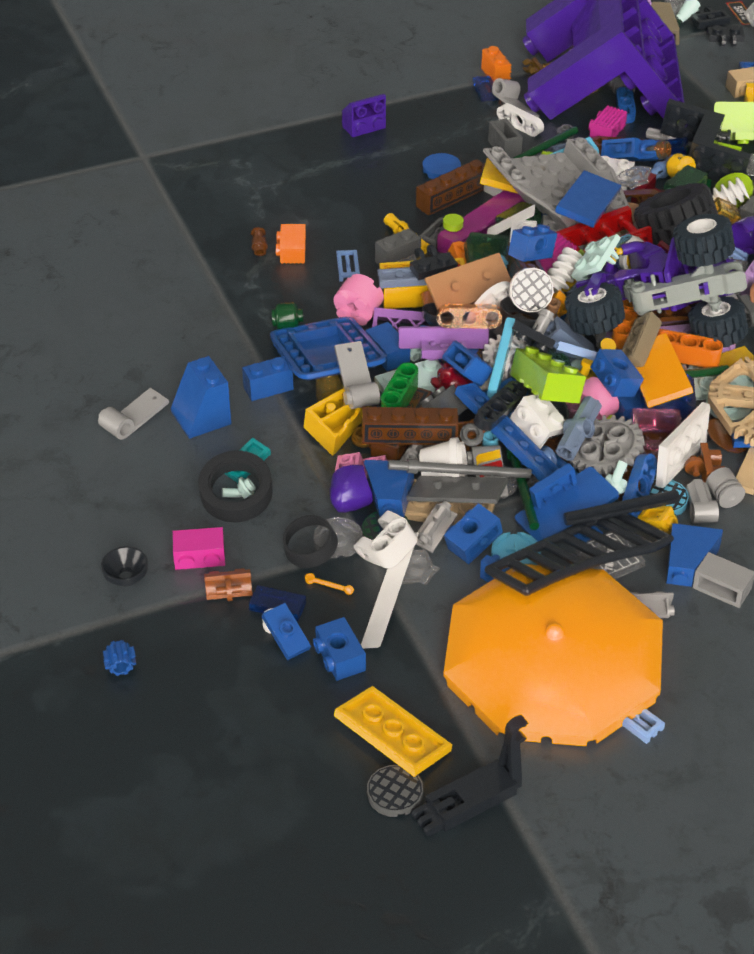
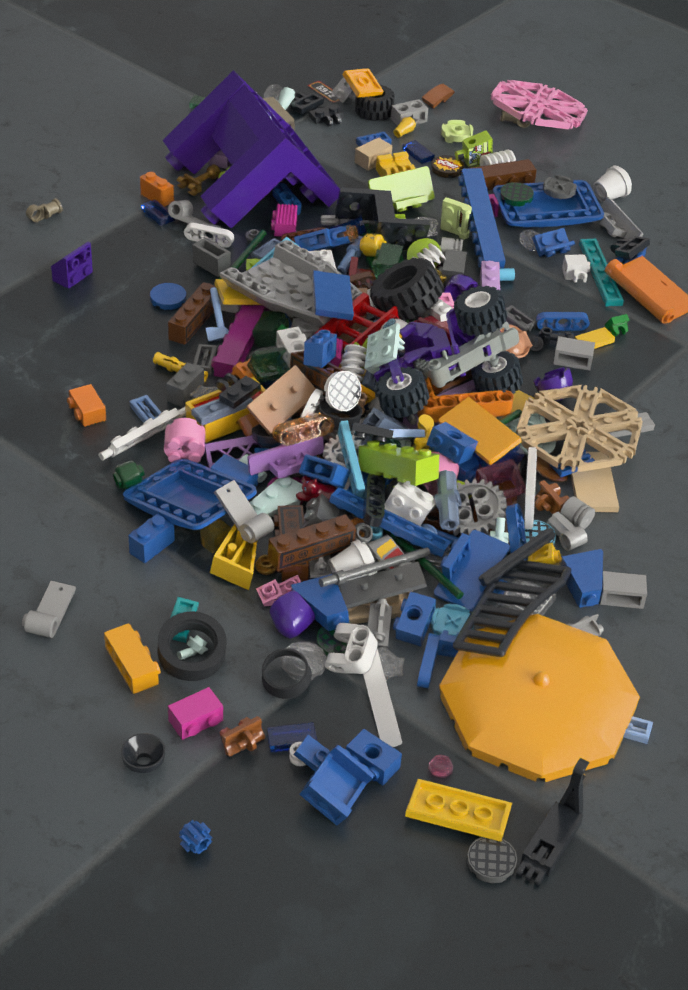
camera: 30 degrees left, 0 degrees up
(175, 479) = (132, 658): none -> light orange brick
(202, 399) = (111, 575): blue slope -> none
(259, 242) = (54, 412): reddish brown arm -> none
(283, 660) = (336, 784): none -> blue panel
(310, 578) = (303, 705): light orange hinge -> none
(320, 283) = (139, 434): none -> white plate
(374, 61) = (44, 211): none -> dark tan connector
(401, 386) = (281, 510): green beam -> none
(404, 683) = (441, 766): none -> clear pink plate
(453, 222) = (222, 346): lime tile -> none
(459, 580) = (428, 661): none -> blue beam
(463, 210) = (216, 333): none -> light blue piece
(506, 224) = (271, 333): white sticker -> none
(543, 320) = (365, 414): light grey pin -> none
(634, 176) = (345, 262): clear animal -> none
(641, 338) = (451, 406): dark tan slope -> none

